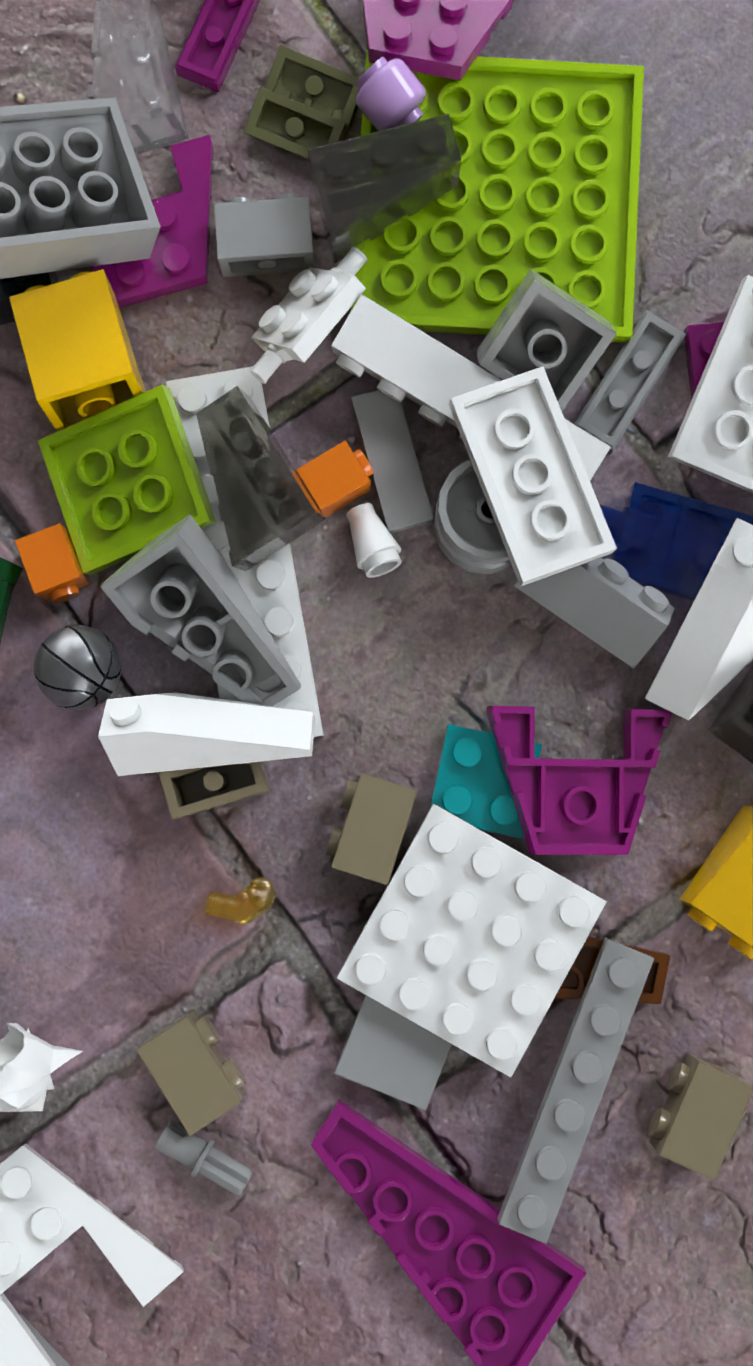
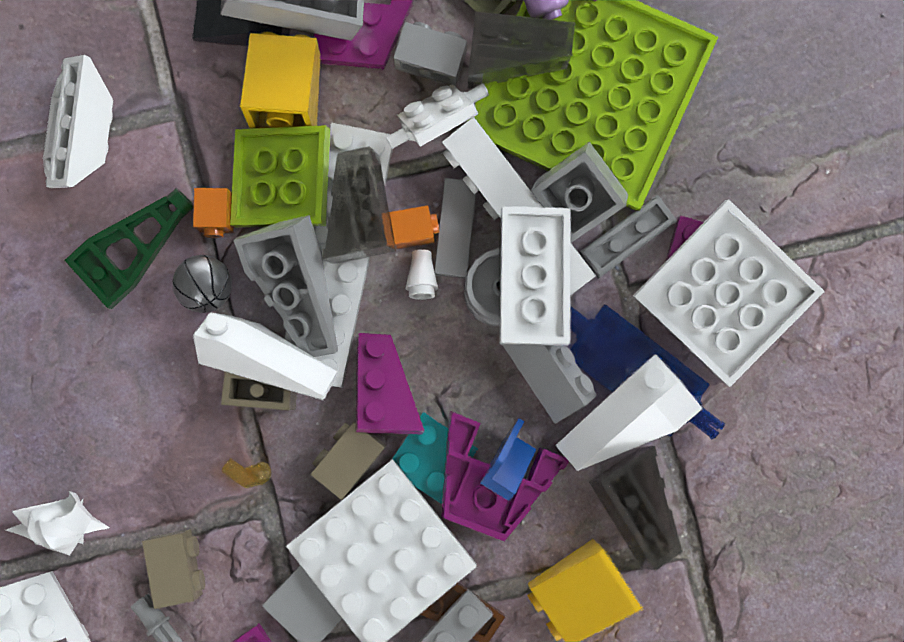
camera: 25 degrees right, 0 degrees up
(381, 714) = (382, 389): none -> magenta wing
(594, 746) = (509, 464): none -> blue panel

